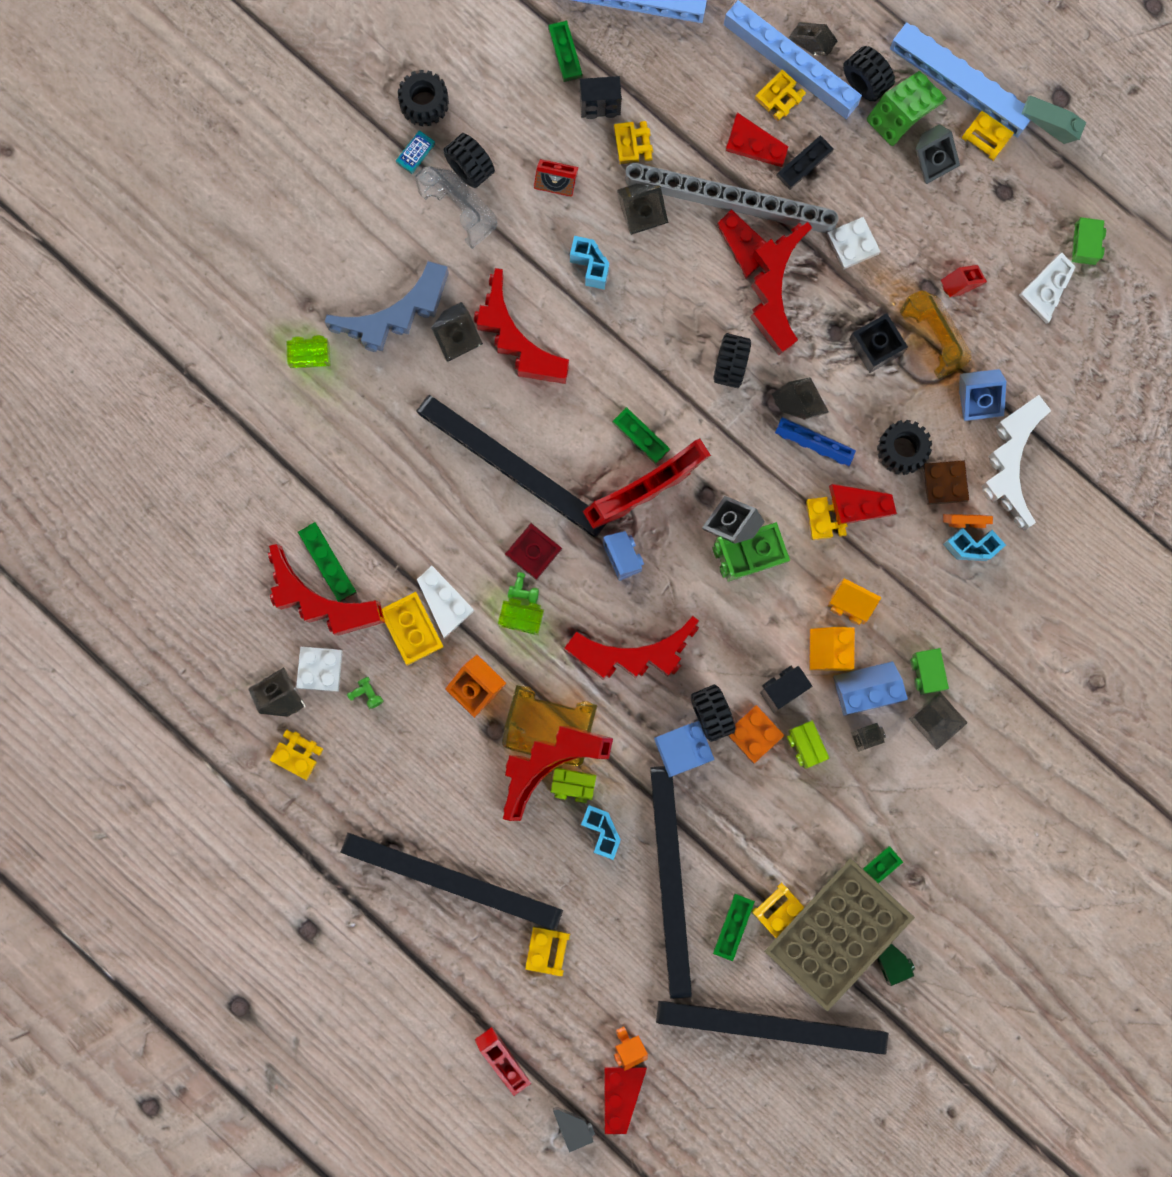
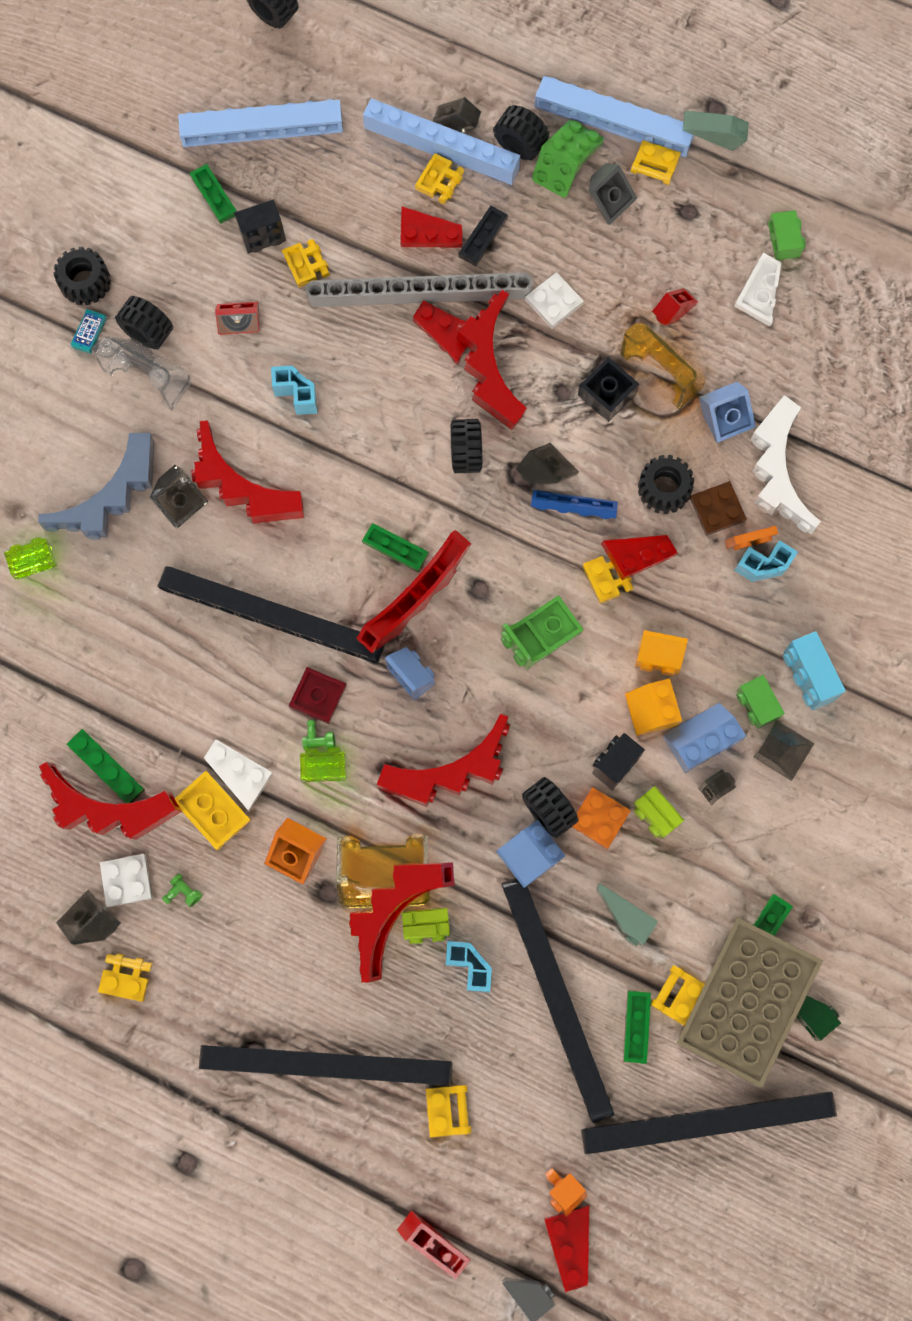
camera: 10 degrees left, 5 degrees down
(642, 207) = (333, 322): clear smoke slope -> none
(734, 521) = (515, 604): dark grey slope -> none
(755, 832) = (631, 920): none -> sand green slope
(986, 657) = (813, 671): none -> medium azure brick

